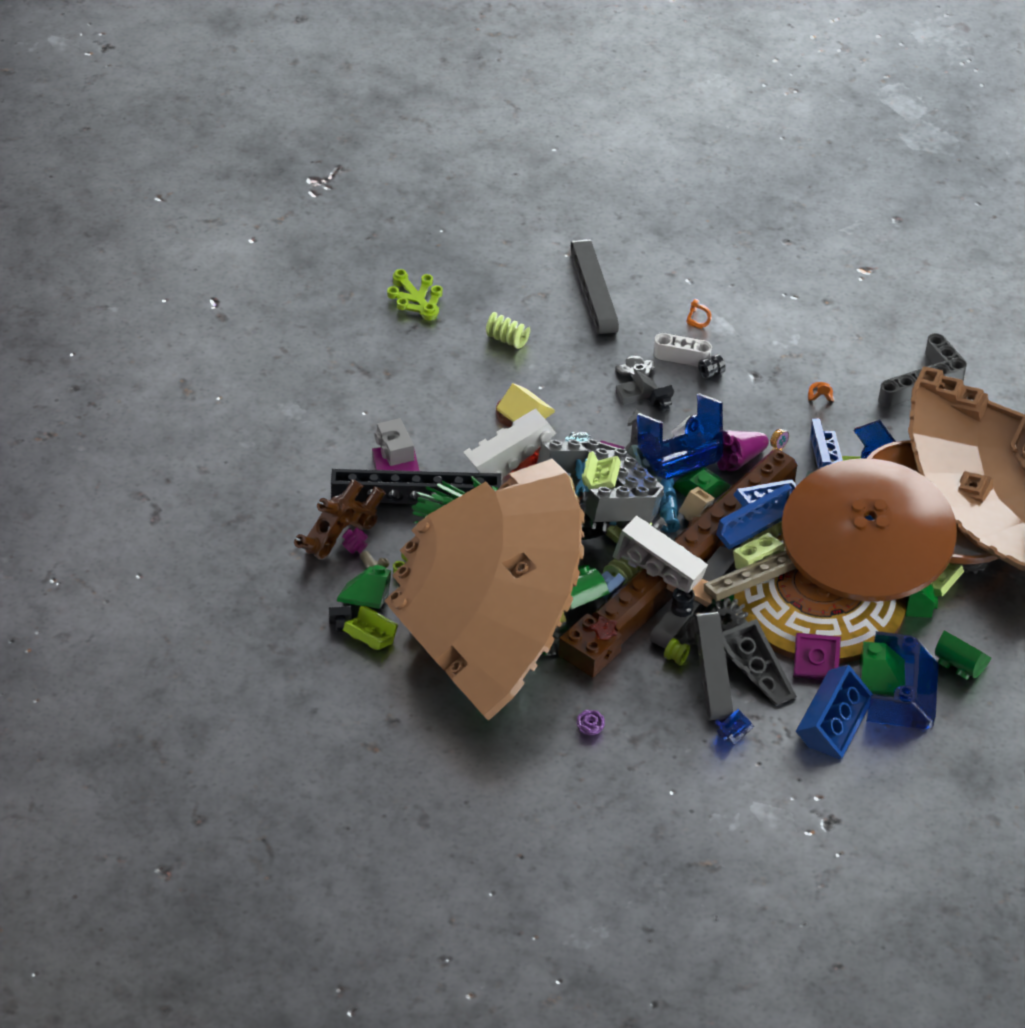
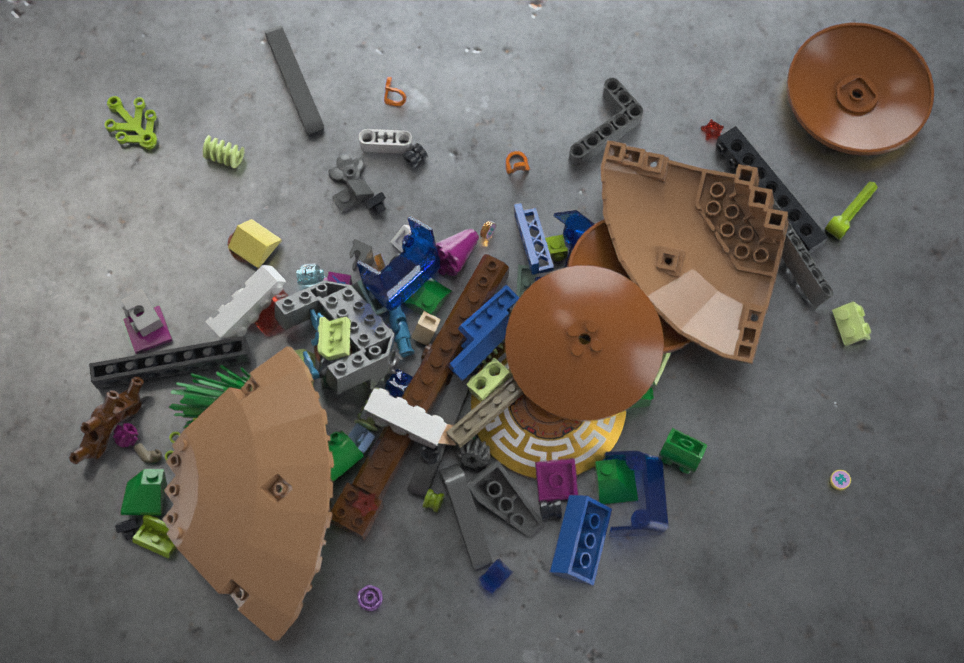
camera: 10 degrees left, 25 degrees up
(805, 681) = (550, 509): none -> black wheel

